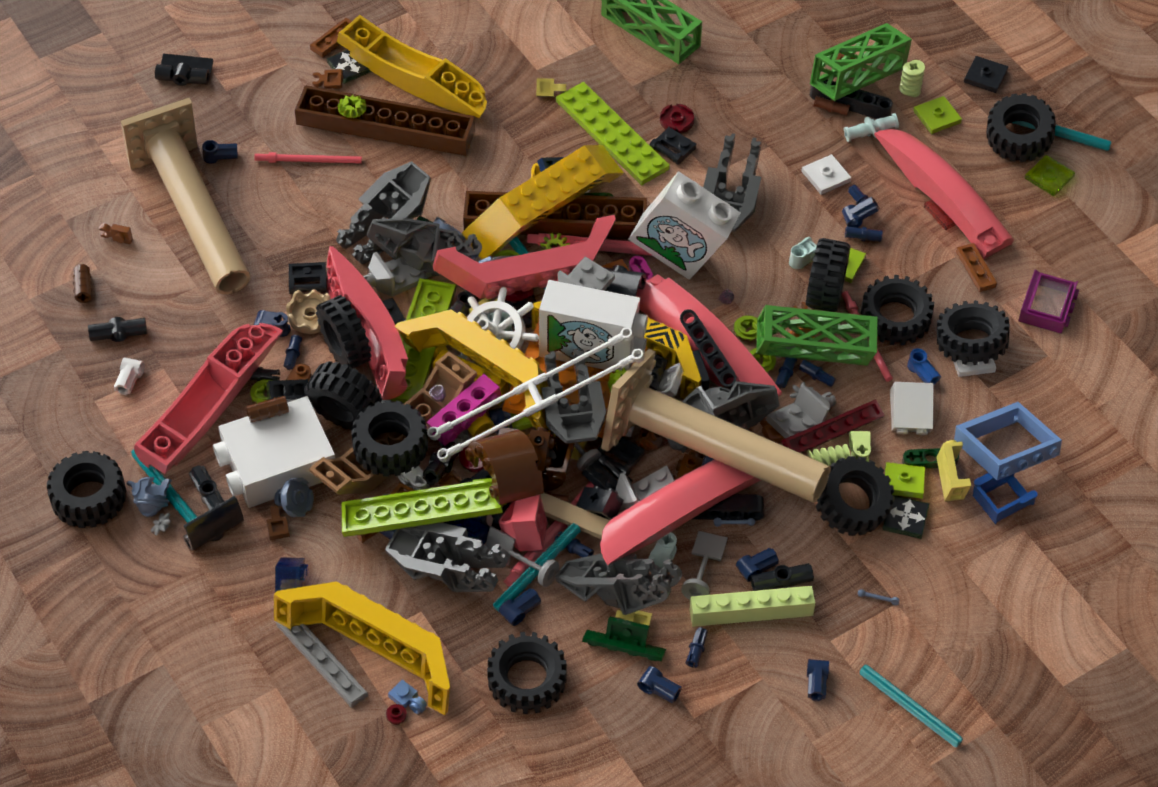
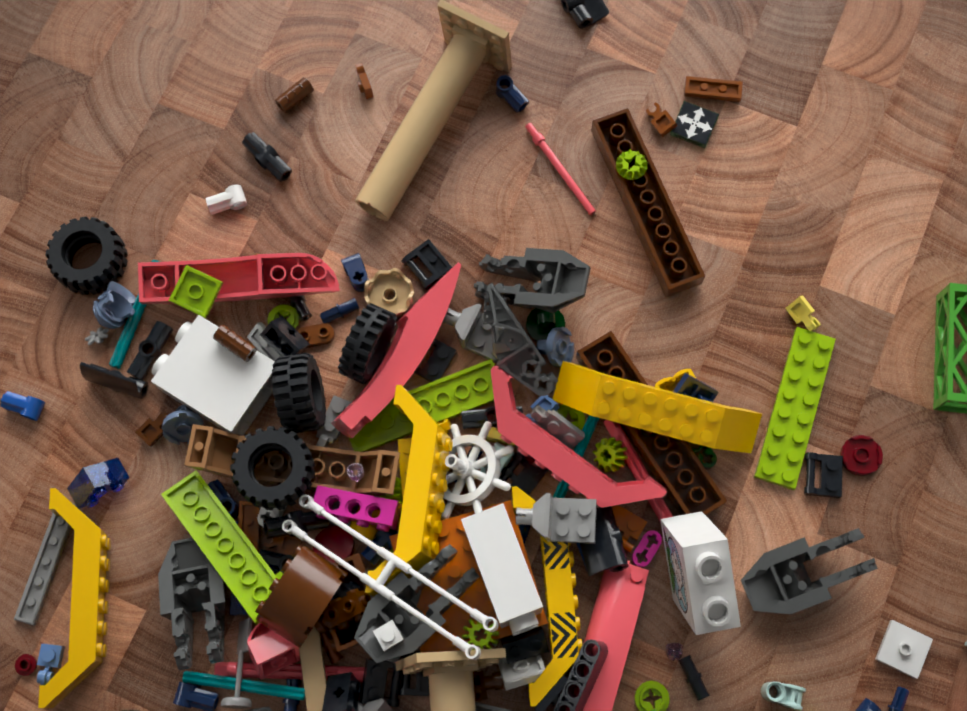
camera: 60 degrees right, 20 degrees up
(178, 602) = (26, 406): none -> blue piece
(195, 420) = (196, 291): none -> lime plate
(412, 70) = (725, 183): yellow slope -> none
(582, 417) = (388, 635): none -> white plate
(753, 295) = (693, 678): none -> black pin

